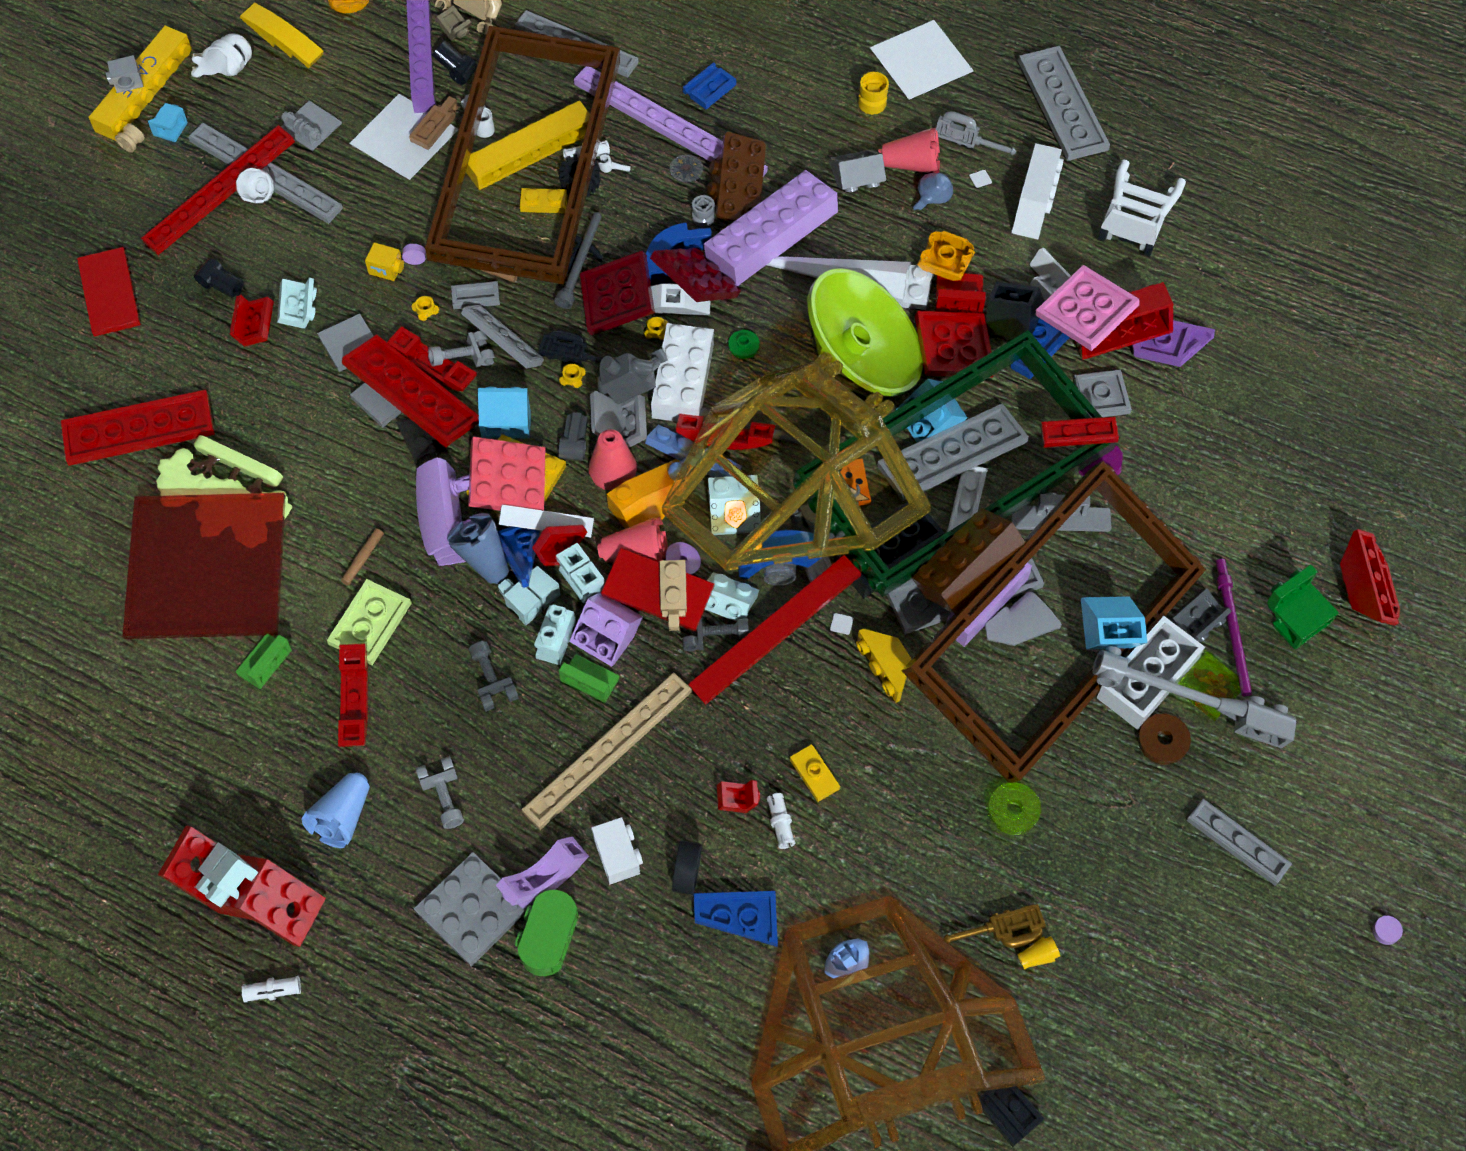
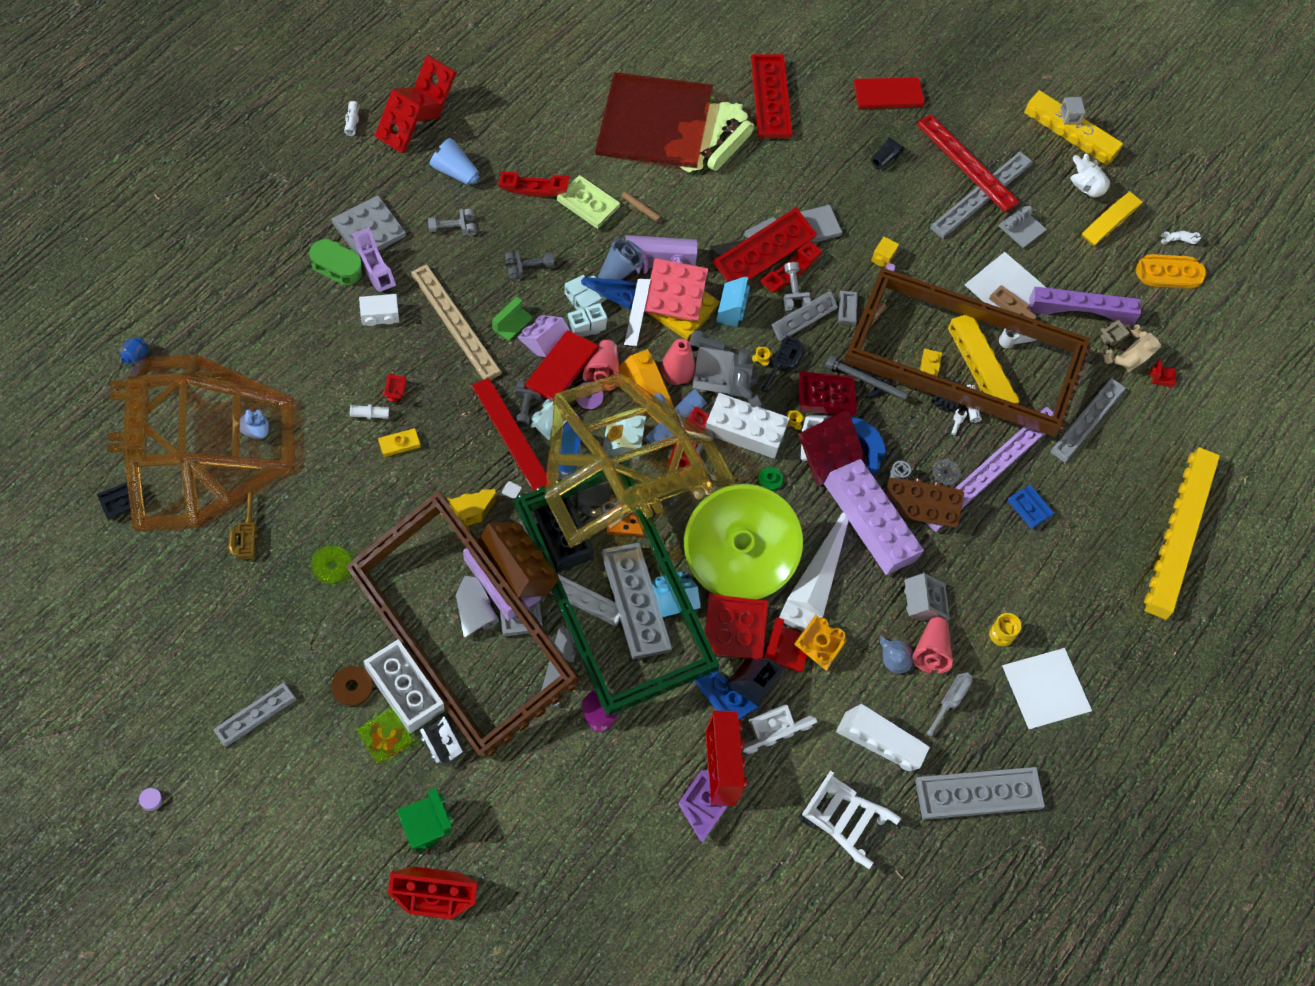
camera: 95 degrees right, 0 degrees up
(129, 137) = (1021, 115): tan wheel -> none
(168, 122) = (1034, 141): medium azure window -> none
(223, 874) = (421, 88): light aqua hips -> none
(251, 320) = (847, 166): red bracket -> none
(254, 185) = (965, 182): white hair -> none
(264, 660) = (576, 142): bright green panel -> none
(296, 303) = (857, 194): light aqua bracket -> none
(425, 302) = (840, 269): yellow plate -> none
(459, 66) = (1074, 320): black piece -> none
(555, 540) = (614, 310): red bracket -> none
(555, 634) = (547, 301): light aqua hips -> none
(673, 591) = (553, 371): tan hinge -> none
(686, 867) = (350, 343): black tyre -> none
(739, 913) = (312, 374): blue wing -> none
(980, 178) = (907, 702): white sticker -> none
(1039, 953) = (219, 551): yellow cone -> none
(1079, 431) = (615, 679): red tile -> none
(1087, 307) = (731, 717): bright pink plate -> none
(1105, 392) = (667, 735): light grey tile -> none
(1112, 623) = (441, 653): medium azure slope -> none
(1225, 584) = (468, 775): magenta bar -> none
(1251, 717) = (345, 750): light grey bar -> none

